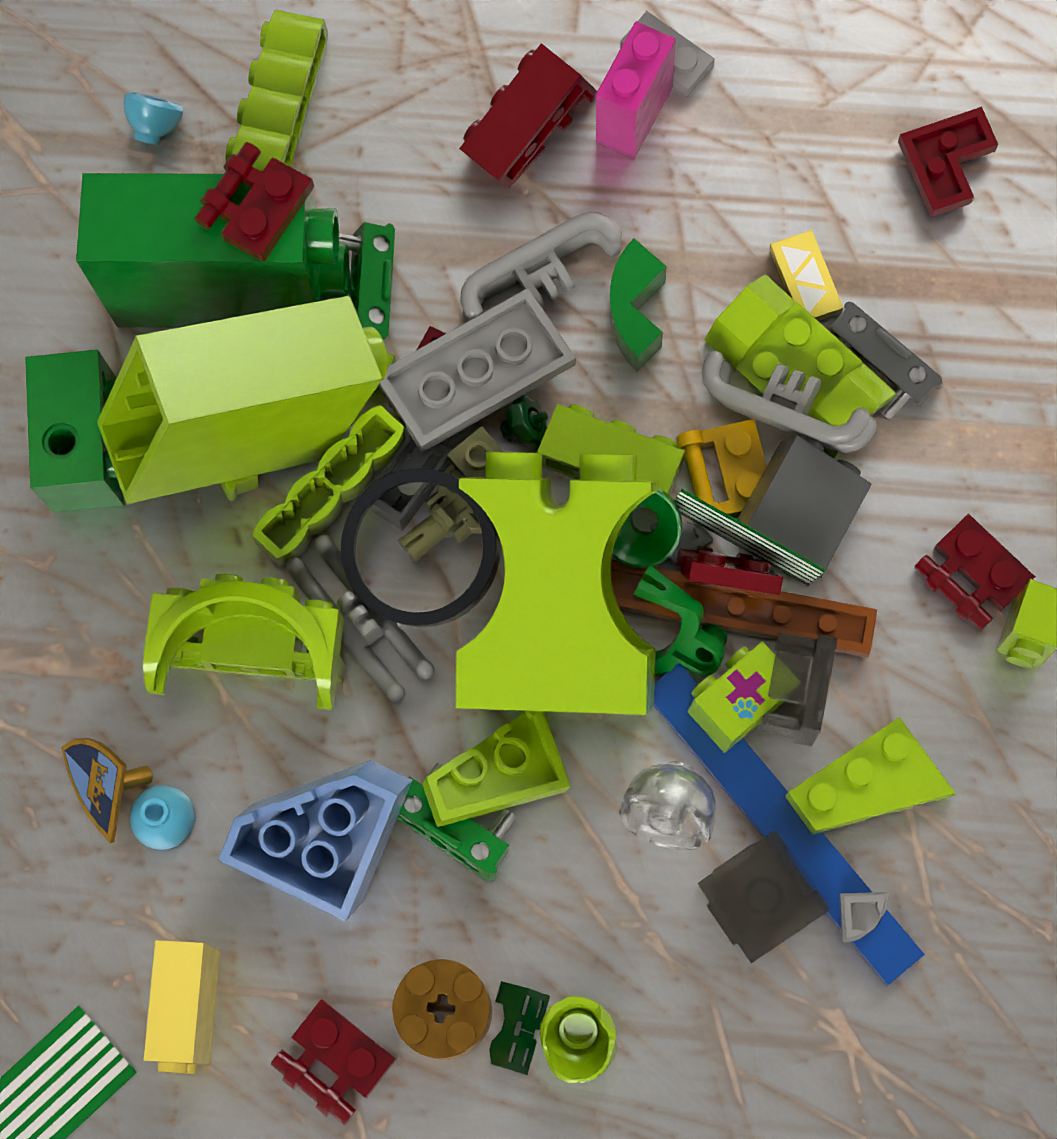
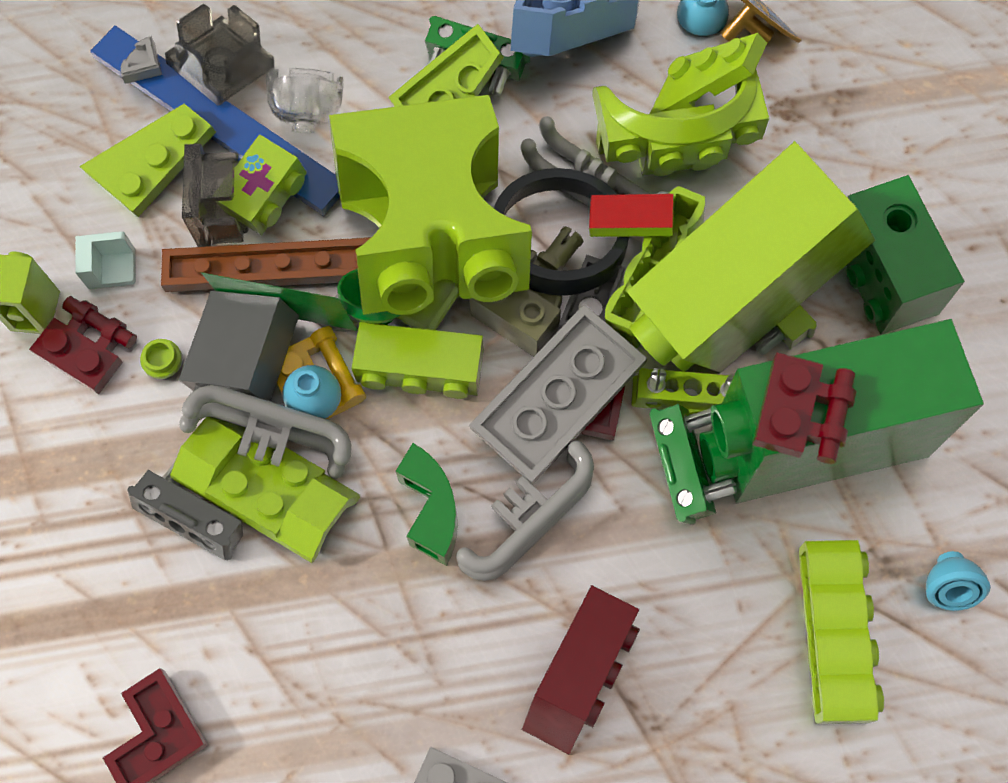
camera: 160 degrees right, 5 degrees down
(197, 694) = (709, 70): none -> lime wing
(339, 529) = (631, 215): none -> red tile
(525, 423) = (499, 369): dark green piece -> none
(635, 89) = (478, 708): dark pink brick -> none
(693, 647) = (325, 221): green piece -> none
(729, 571) = (291, 266): dark red plate -> none
(732, 440) = (312, 391): none -> medium azure brick
(806, 275) = (275, 578): light yellow tile -> none
(890, 533) = (161, 358): none -> lime plate
(938, 661) = (105, 260): none -> light aqua panel

